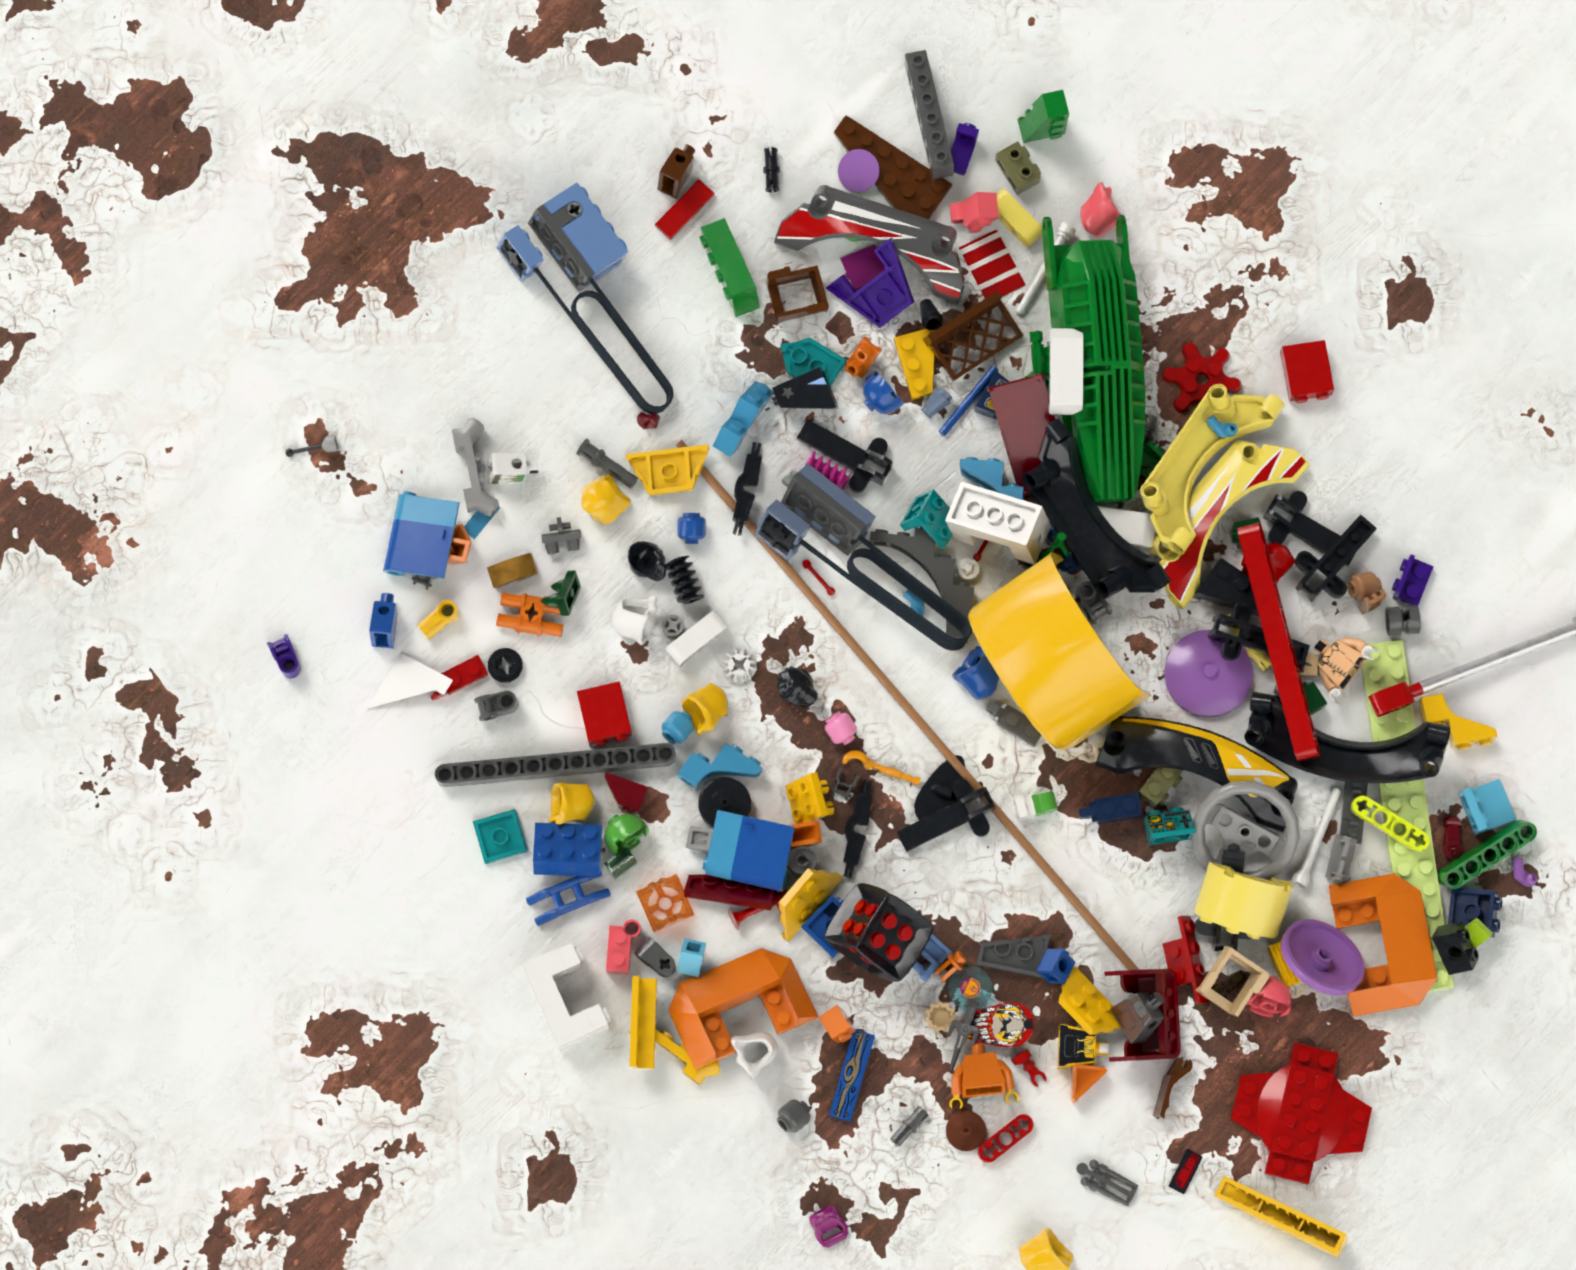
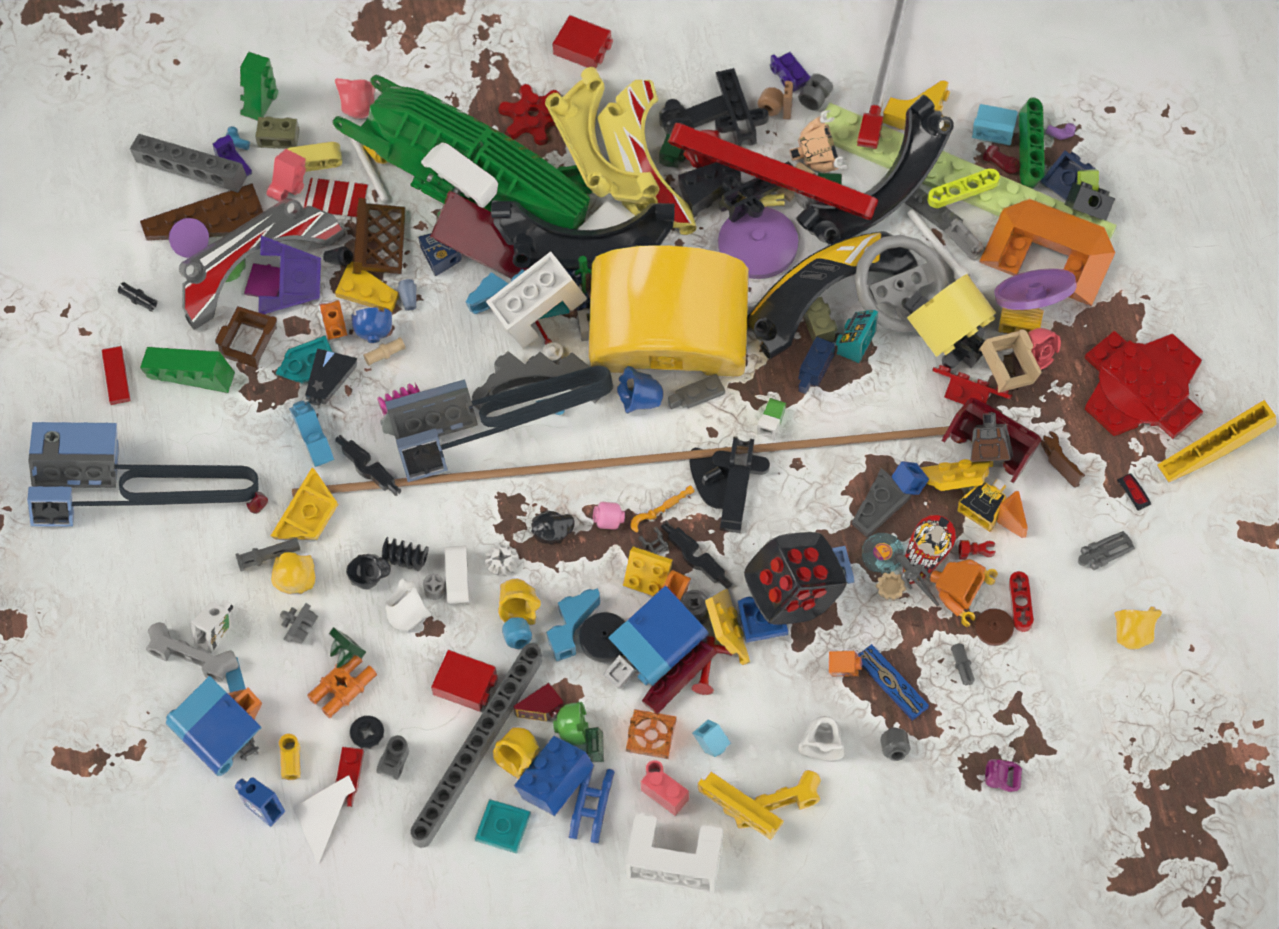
camera: 50 degrees left, 15 degrees down
(284, 653) = (221, 898): dark purple piece -> none
(328, 444) = (80, 751): hinge -> none
(512, 570) = (294, 677): pearl gold slope -> none
(653, 955) = (689, 767): dark grey piece -> none
(676, 171) = (80, 351): reddish brown torso -> none
(691, 527) = (366, 523): blue head -> none
(757, 974) = (752, 733): orange slope -> none
(807, 565) = (460, 462): red hinge -> none
(849, 454) = (427, 368): black piece -> none
(866, 422) = (384, 351): none -> tan pin
(929, 512) = (487, 345): teal bracket -> none
(956, 960) = (859, 550): orange arm -> none
(967, 401) = (424, 274): blue bar -> none
(986, 134) = (239, 143): none -> dark azure arm
(1221, 429) = (582, 118): dark azure arm -> none

